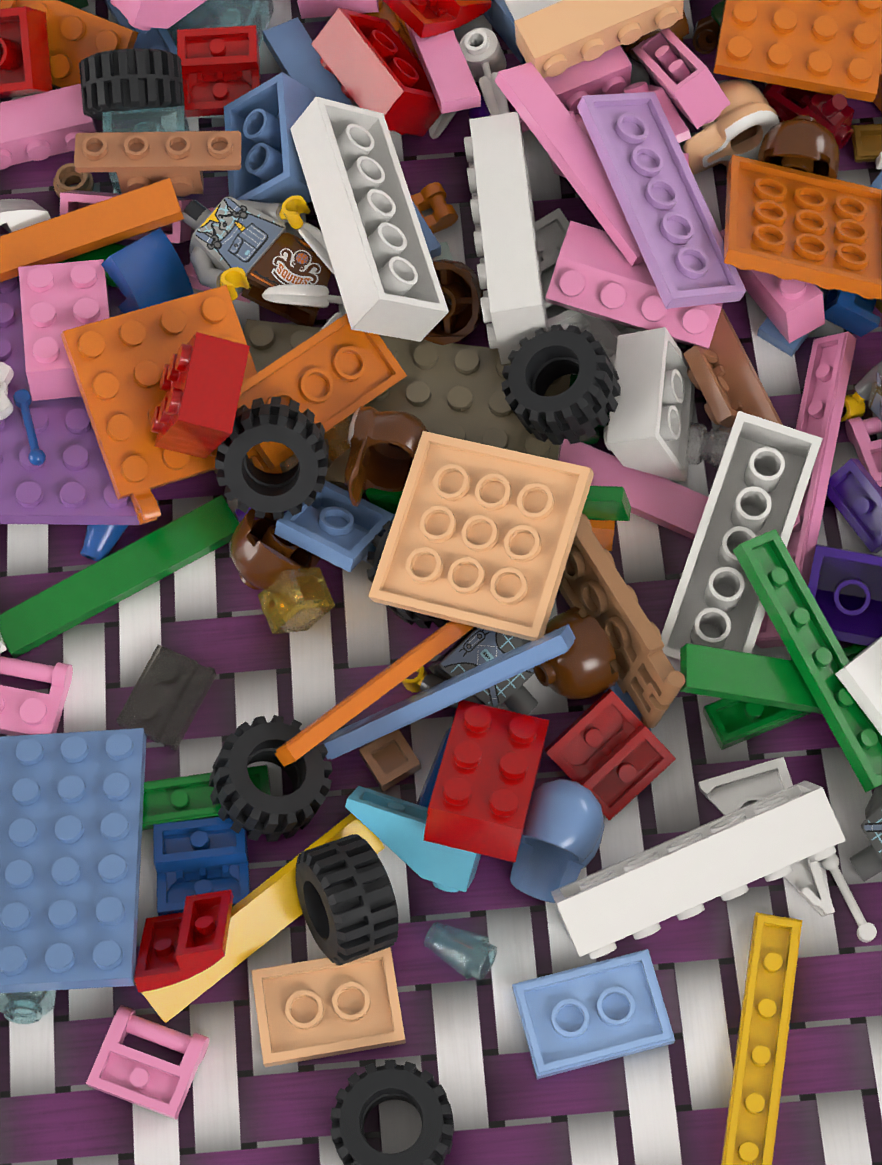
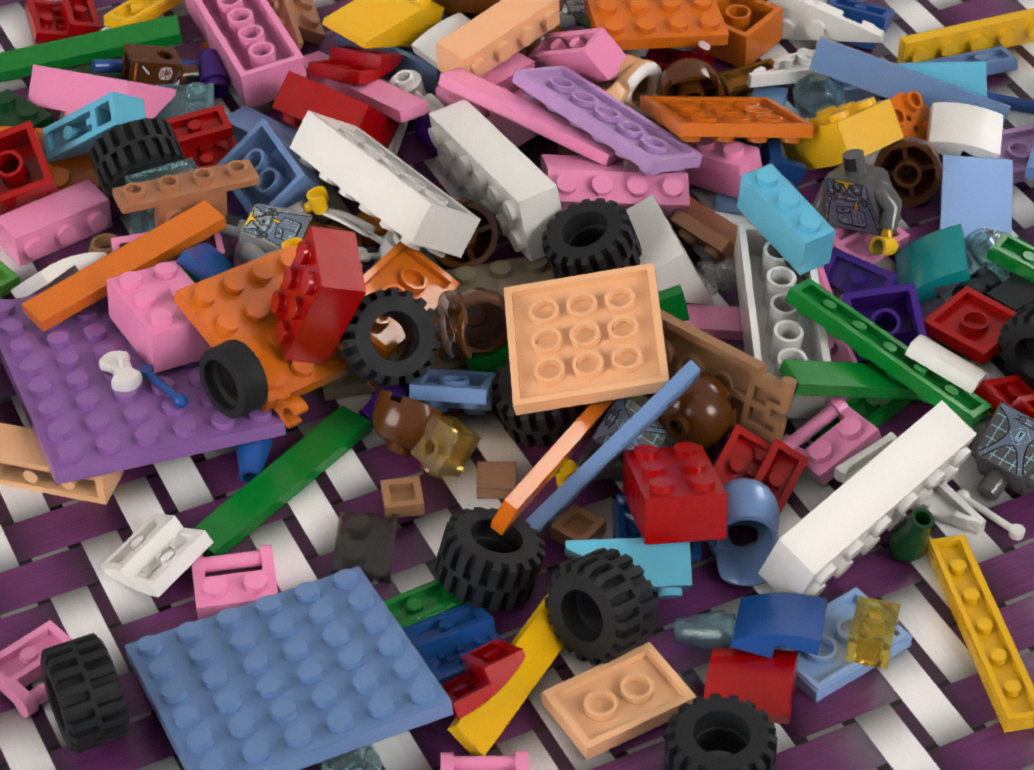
camera: 25 degrees left, 25 degrees down
(87, 461) = (233, 378): none -> black tyre
(100, 28) = (81, 129): none -> medium azure slope
(228, 647) = (402, 497): none -> medium nougat plate
(339, 654) = (495, 479): none -> medium nougat tile
(470, 1041) = (755, 678): none -> red slope
(533, 980) = (780, 620): none -> blue slope
(623, 1035) = (872, 641): none -> clear yellow brick
(716, 749) = (837, 444): none -> bright pink plate
(726, 916) = (911, 536): none -> dark green cone
(787, 433) = (786, 219): none -> medium azure brick

